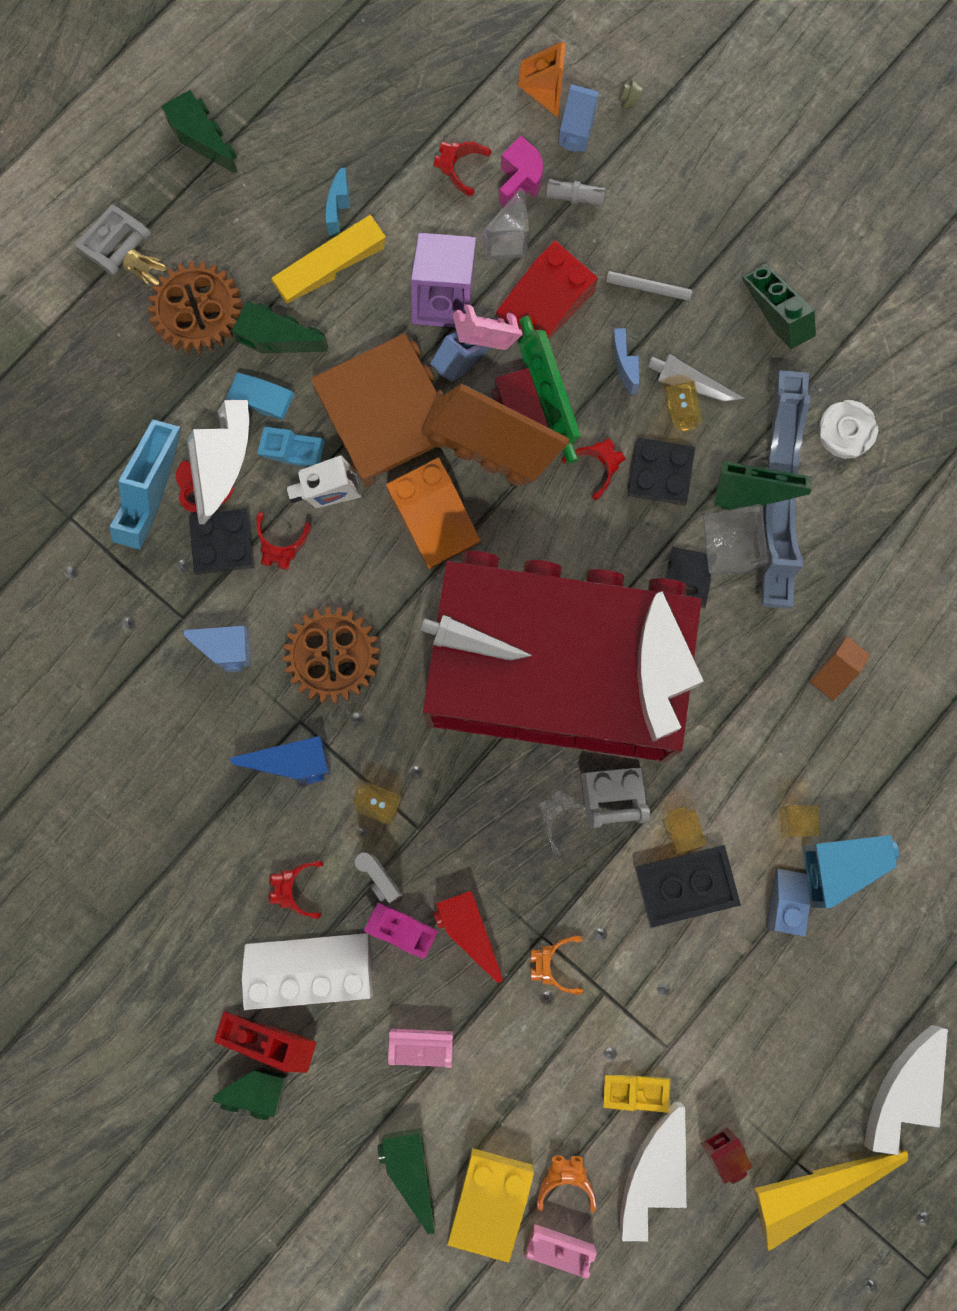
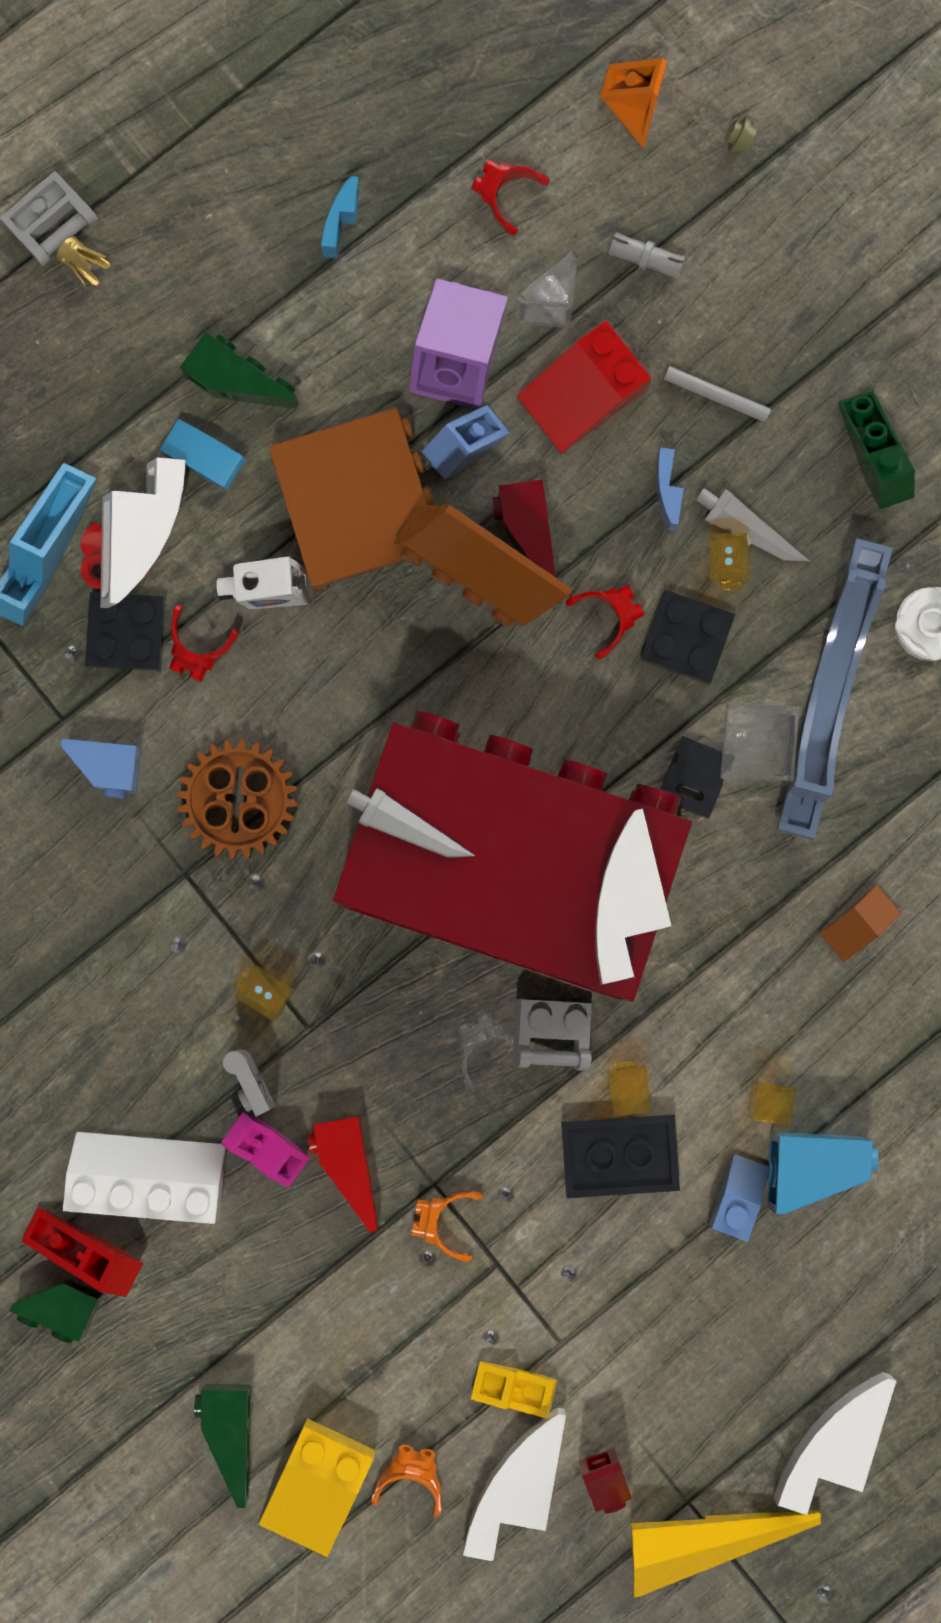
camera: 10 degrees right, 5 degrees up
(170, 316) = (108, 332): dark orange gear -> none
(193, 129) = (174, 88): dark green slope -> none
(282, 887) = (132, 1071): red helmet -> none
(290, 448) = (230, 527): dark azure slope -> none
(295, 761) = (172, 922): blue slope -> none
(324, 262) = (318, 291): yellow slope -> none
(420, 1047) = (265, 1291): bright pink hinge -> none
(433, 513) = (393, 643): orange slope -> none
(486, 331) = (499, 420): bright pink hinge -> none
(524, 167) = (589, 215): dark pink brick -> none
(549, 385) = (565, 509): green plate -> none
(560, 1251) = (389, 1554): bright pink hinge -> none
(578, 118) = (666, 162): medium blue slope -> none
(751, 485) = (798, 680): dark green slope -> none

